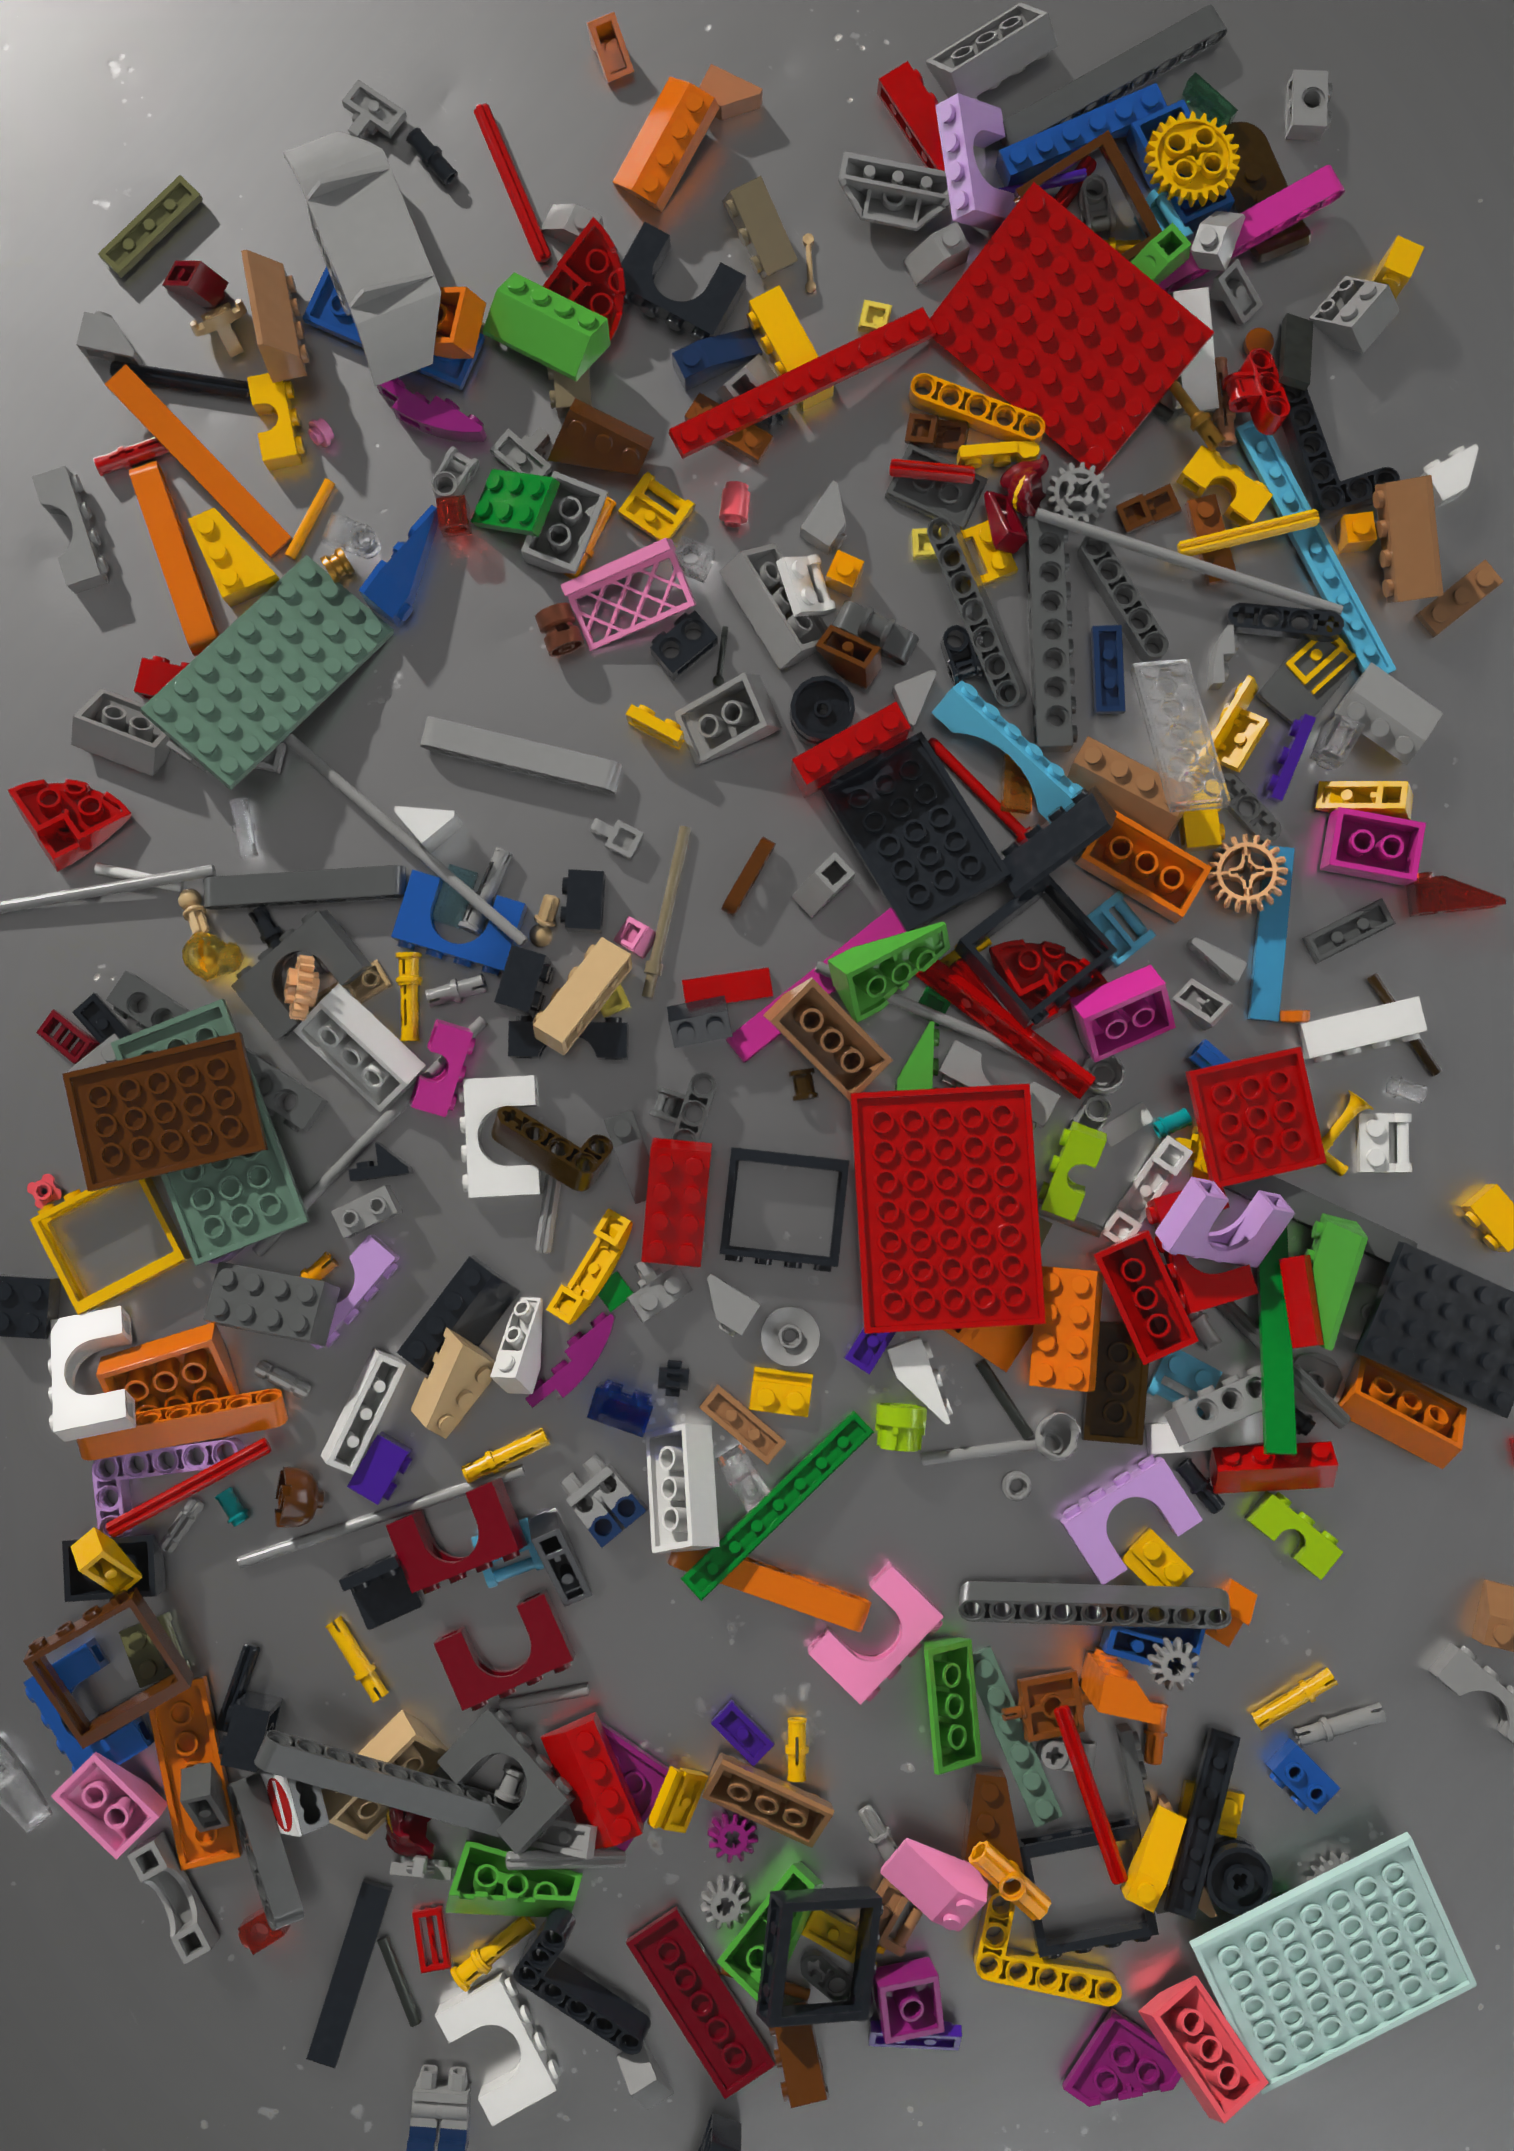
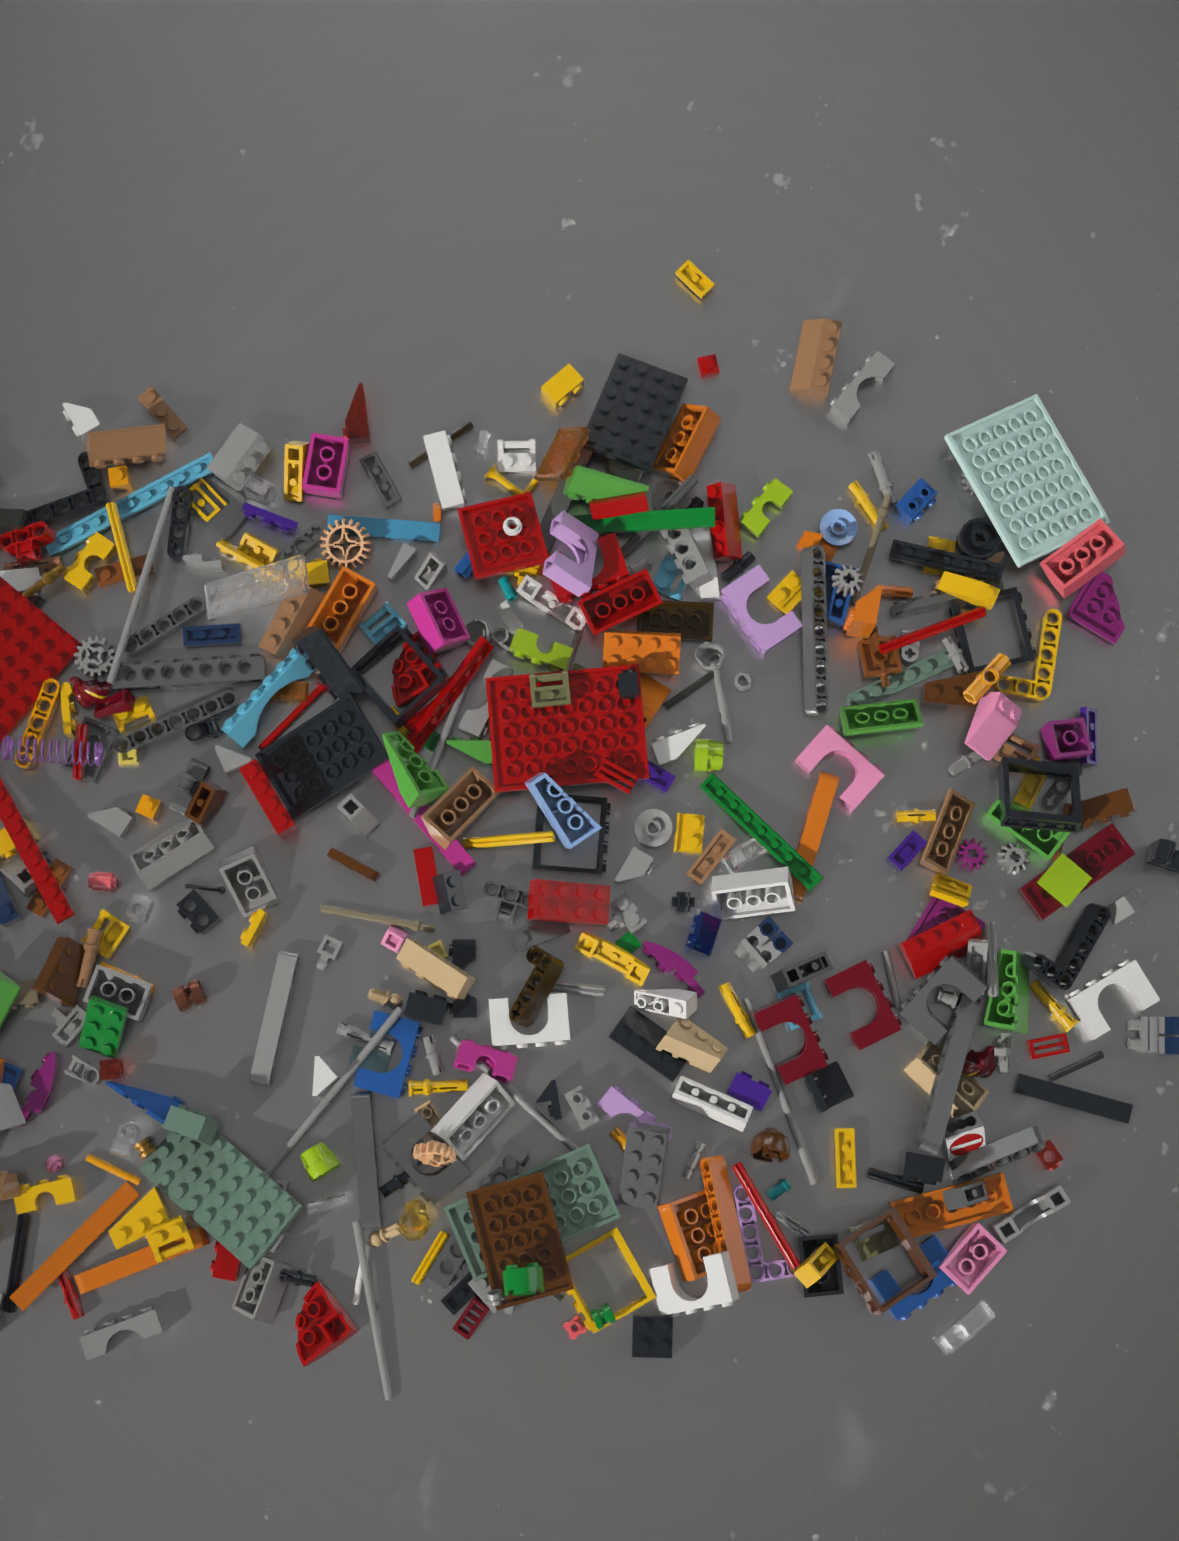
camera: 90 degrees left, 5 degrees down
(51, 1233) = (606, 1312): none -> green wheel
(78, 1072) = (495, 1297): none -> light grey plate
(97, 1114) = (523, 1280): none -> green brick
(134, 784) = (298, 1278): none -> black axle
(158, 979) = (430, 1257): none -> yellow axle
(206, 593) = (166, 1233): none -> yellow plate
(274, 1611) = (845, 1157): none -> yellow plate
(303, 817) = (319, 1161): none -> lime piece
(357, 1659) = (874, 1101): yellow pin -> none
(360, 626) = (191, 1124): none -> sand green brick
(584, 901) = (371, 972): black brick -> none
(625, 568) = (149, 955): bright pink fence -> none
(632, 485) = (91, 949): none -> medium nougat pin
(686, 1982) = (1064, 880): none -> lime tile
(777, 1113) = (509, 839): none -> yellow axle
(800, 587) = (165, 834): white plate -> none
(803, 1084) = (489, 824): dark brown bush -> none
(811, 1198) = (562, 812): none -> light blue wedge
(819, 694) = (238, 808): black wheel -> none
(880, 1260) = (619, 769): none -> red tile
(932, 490) = (10, 746): none -> medium lavender piece
(936, 434) = (54, 735): reddish brown slope -> none
(998, 1183) = (550, 695): none -> olive plate
(1012, 1306) = (628, 685): none -> black brick
(1050, 1828) = (955, 654): none -> light grey pin
(1148, 509) = (104, 611): reddish brown slope -> none
(1271, 1659) = (842, 519): none -> light blue dish
(1278, 1132) = (512, 521): none -> white plate
(1281, 1722) = (882, 514): none -> dark tan bar
(1386, 1215) = (562, 454): none -> clear orange plate

